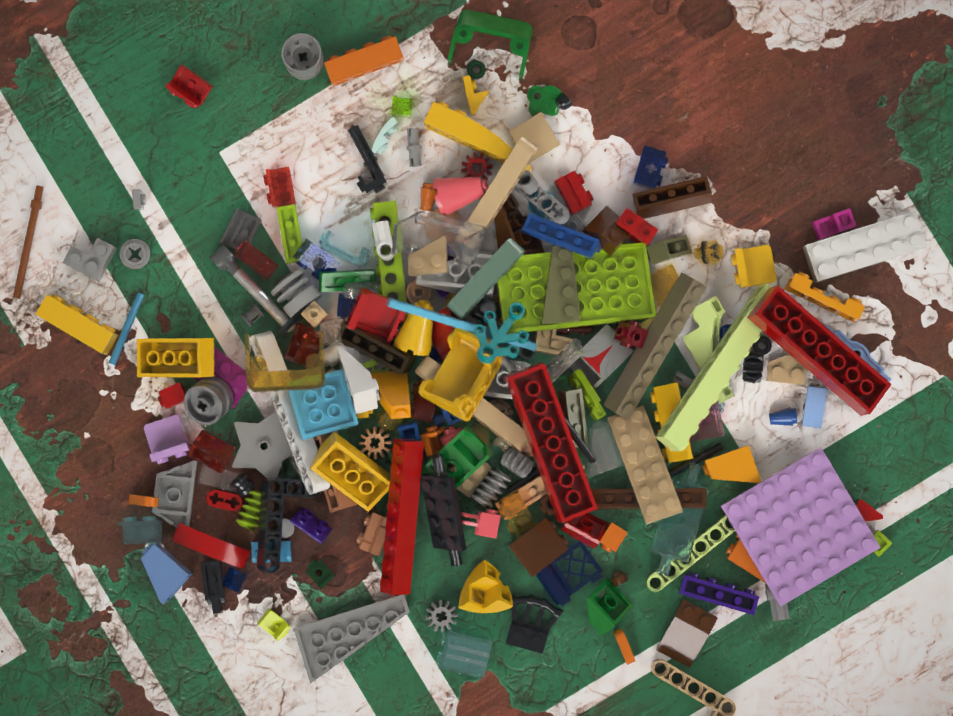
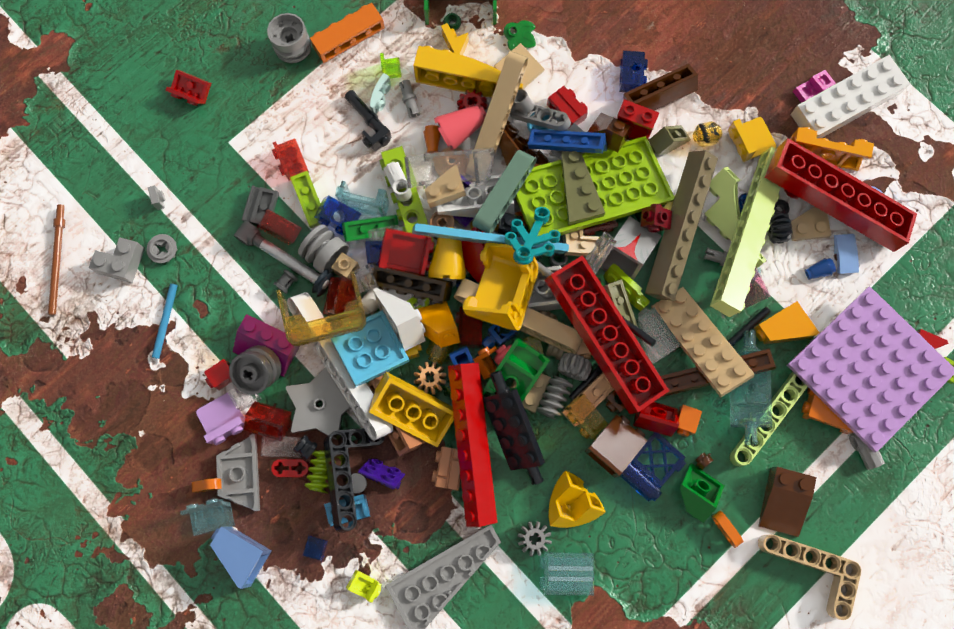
camera: 15 degrees left, 10 degrees down
(80, 326) = (112, 323): yellow brick -> none
(175, 357) = (214, 333): yellow brick -> none
(211, 546) = (284, 517): red slope -> none
(213, 584) = (294, 557): black hinge -> none
(327, 574) = (407, 525): dark green brick -> none
(486, 524) = (559, 432): coral brick -> none
(528, 635) = (623, 539): black plate -> none
(564, 102) = (539, 32): black hinge -> none
(662, 283) = (673, 170): clear yellow piece -> none
(666, 399) = (705, 276): yellow slope -> none
(725, 596) = (808, 453): dark purple brick -> none

